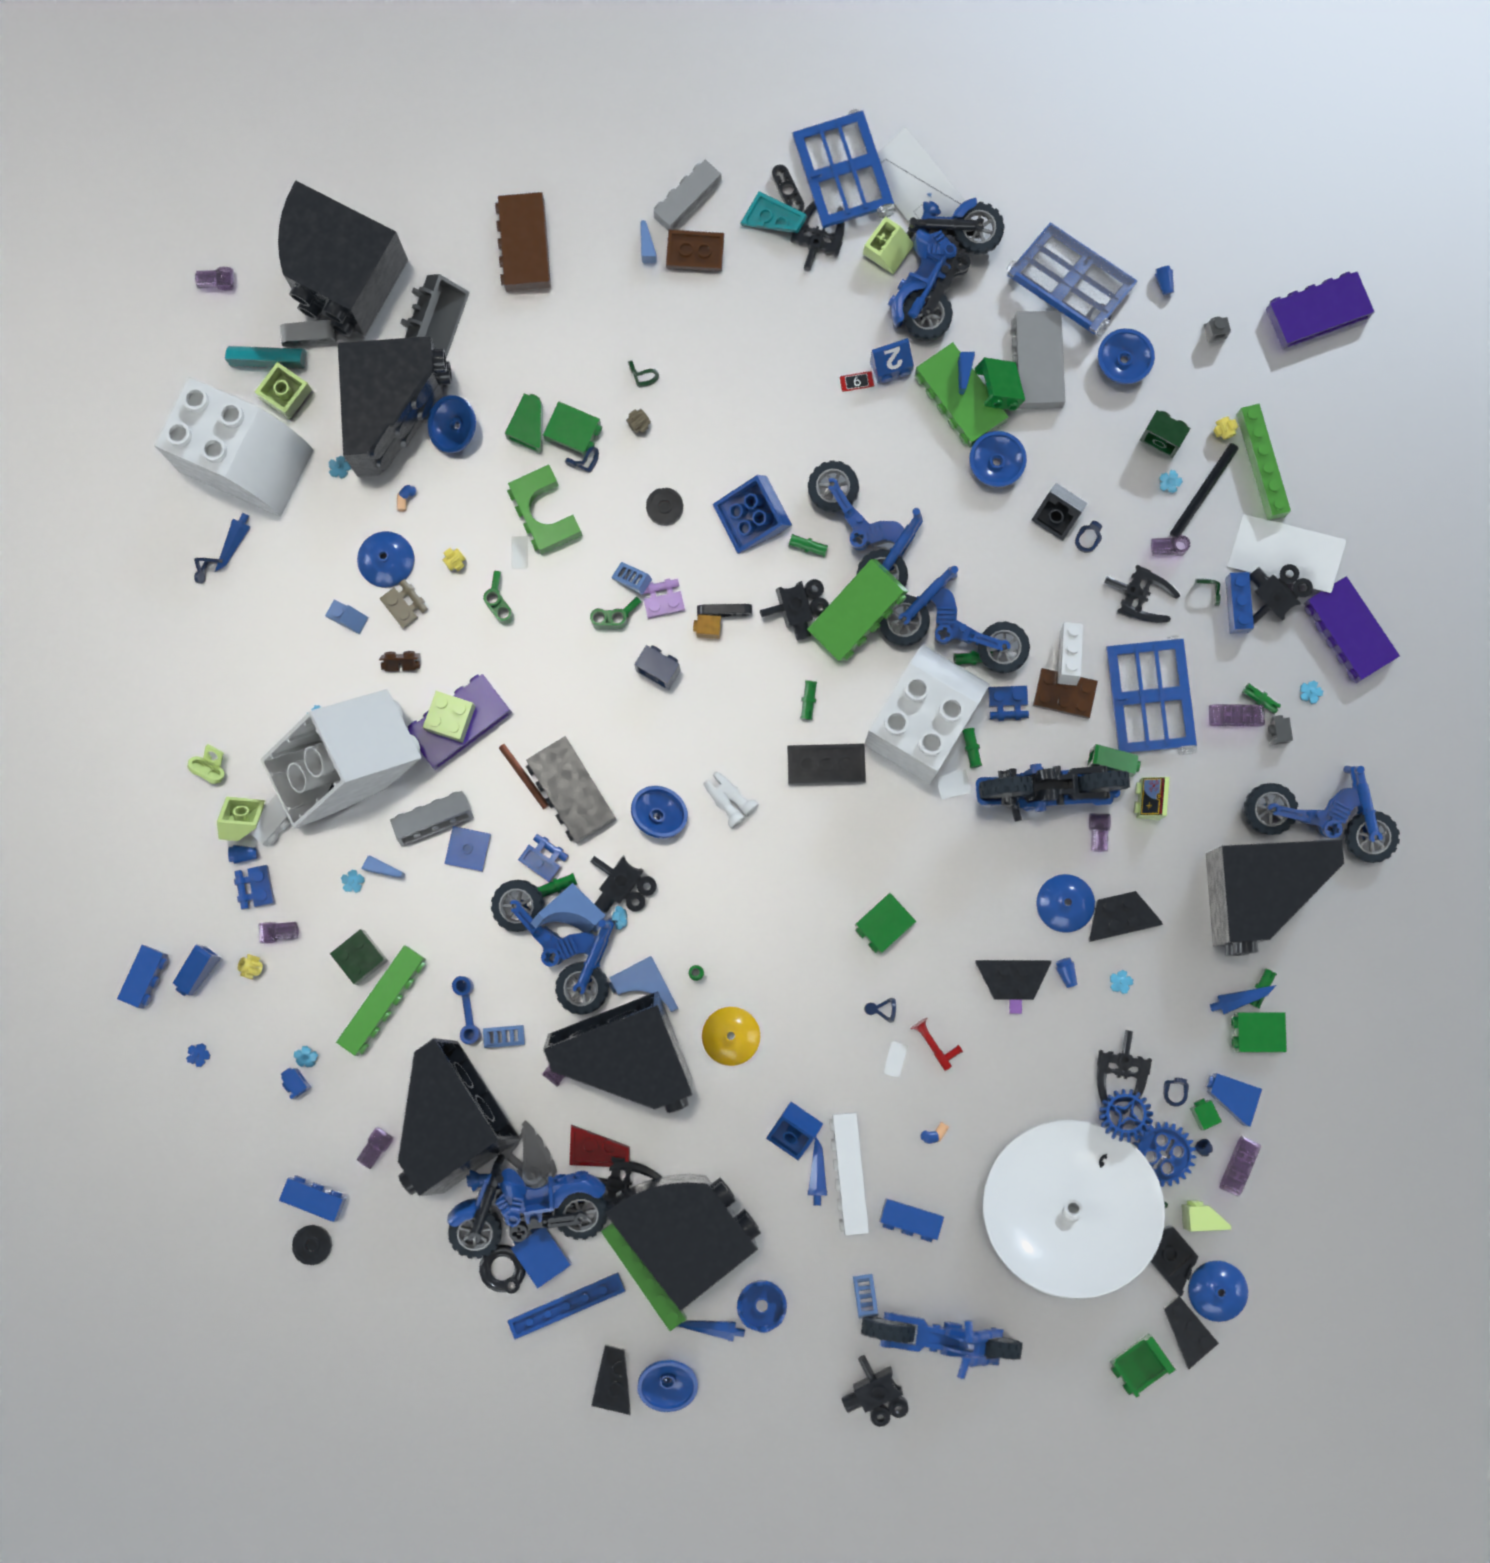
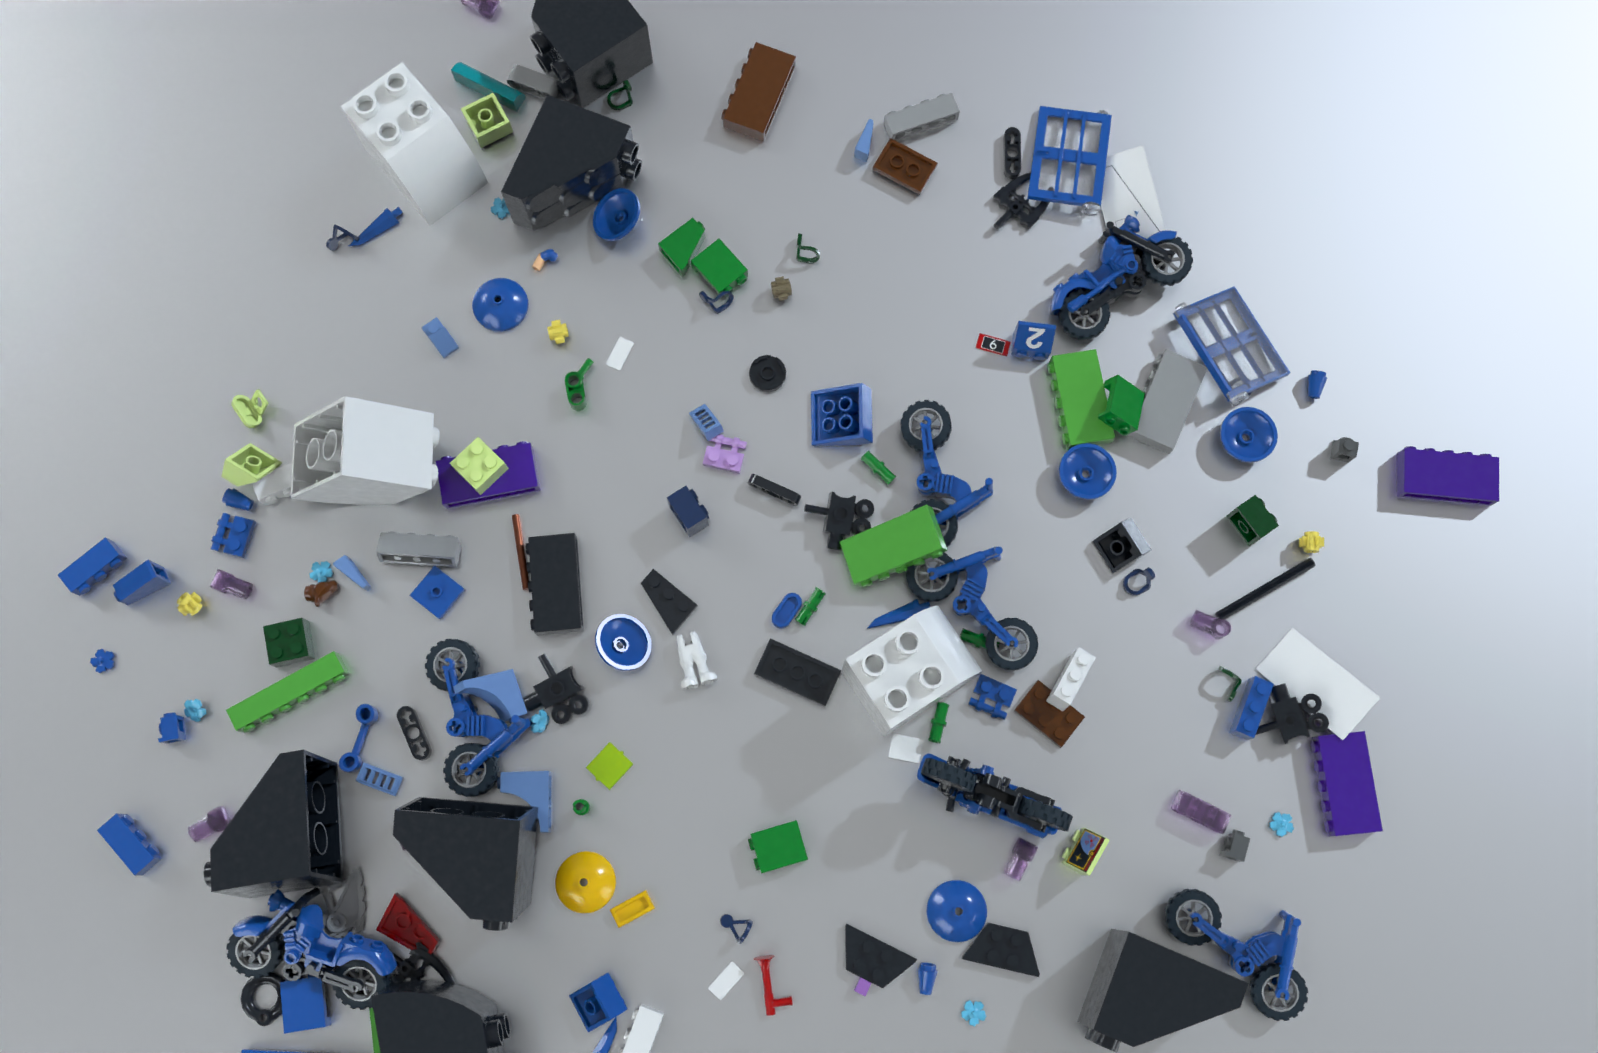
camera: 20 degrees right, 5 degrees down
(312, 1245) = (107, 886): black tile -> none
(362, 898) = (320, 592): none -> reddish brown animal
(396, 296) = (626, 86): none -> dark green piece
(398, 607) = (489, 350): dark tan plate -> none
(407, 659) = (472, 399): reddish brown hinge -> none
(437, 311) = (654, 116): dark grey piece -> none
(520, 995) = (414, 717): none -> black beam
(525, 491) = (651, 302): bright green arch -> none
(539, 862) = (493, 635): plate -> none
(557, 885) = (498, 664): green pin -> none
(608, 622) = (669, 445): green beam -> none
(678, 755) = (669, 601): none -> black wing
(700, 926) = (609, 765): none -> lime piece
(707, 626) = (752, 497): pearl gold brick -> none
(773, 215) = (989, 167): teal wing -> none
(783, 1038) = (632, 908): none -> yellow tile
(789, 714) = (786, 610): none -> blue tile
(888, 245) = (1078, 239): yellowish green slope -> none
(895, 665) = (900, 614): none -> blue bar
(965, 364) = (1098, 371): blue slope -> none
(1114, 759) = (1065, 798): green slope -> none
(1133, 591) = (1157, 650): black bar -> none
(1152, 696) = (1128, 756): door -> none
(1170, 481) = (1237, 566): medium azure plant -> none
(1261, 698) = (1231, 807): green pin -> none
(1263, 462) = (1332, 589): bright green brick -> none

